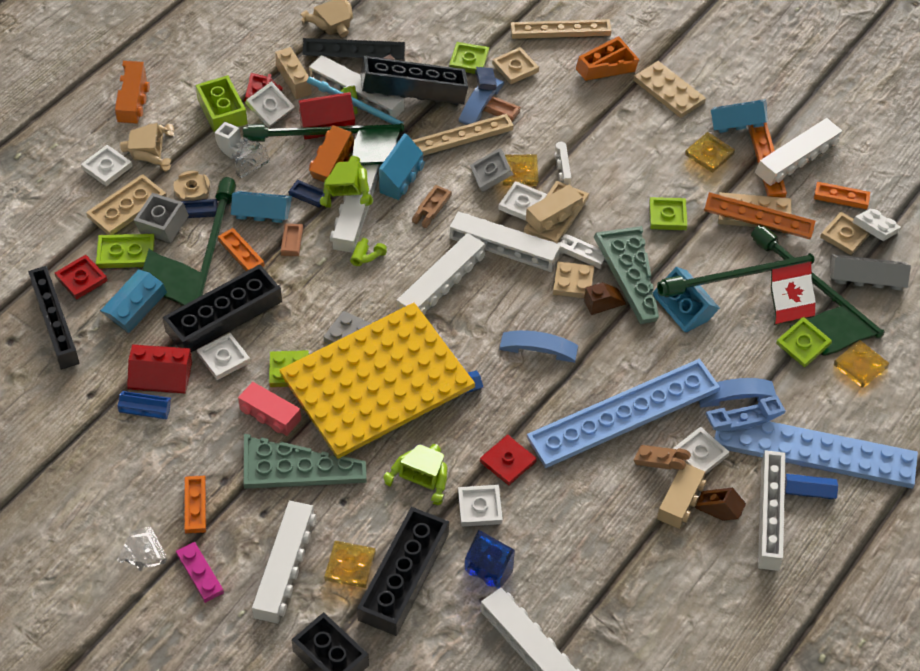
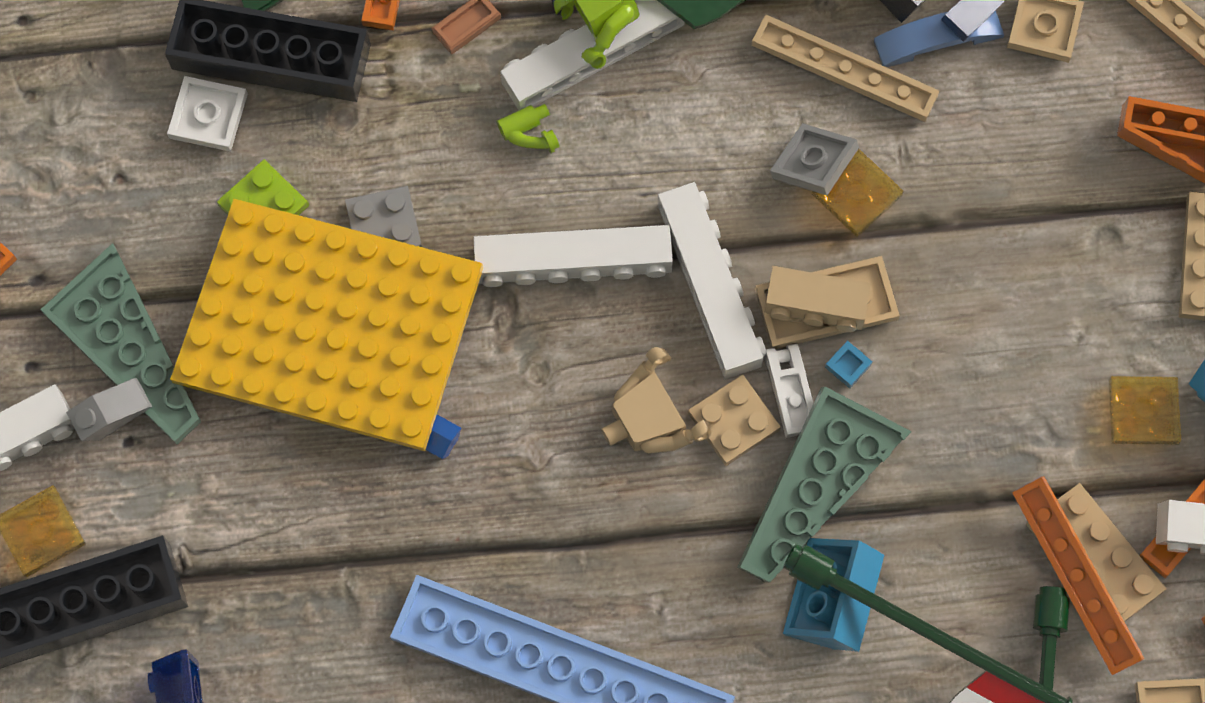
camera: 50 degrees right, 20 degrees up
(144, 405) = (57, 92): blue piece -> none
(159, 368) = (119, 61): red slope -> none
(269, 408) = (175, 238): coral brick -> none
(325, 490) = (108, 410): none -> light grey slope
(400, 168) = (702, 46): dark azure slope -> none
(422, 467) = (250, 494): lime torso -> none
(432, 205) = (685, 137): medium nougat hinge -> none
(480, 505) = (259, 609): white plate -> none
(500, 107) = (950, 76): nougat tile -> none
(508, 460) = (363, 583): red plate -> none
(519, 199) = (804, 240): white plate -> none
(539, 342) = (581, 469): medium blue slope -> none
(541, 303) = (647, 413): none -> tan torso
(562, 163) = (919, 241): white plate -> none
(590, 225) = (848, 364): none -> dark azure plate
(602, 298) = (736, 485): reddish brown slope -> none
(668, 213) = (970, 446): lime plate -> none

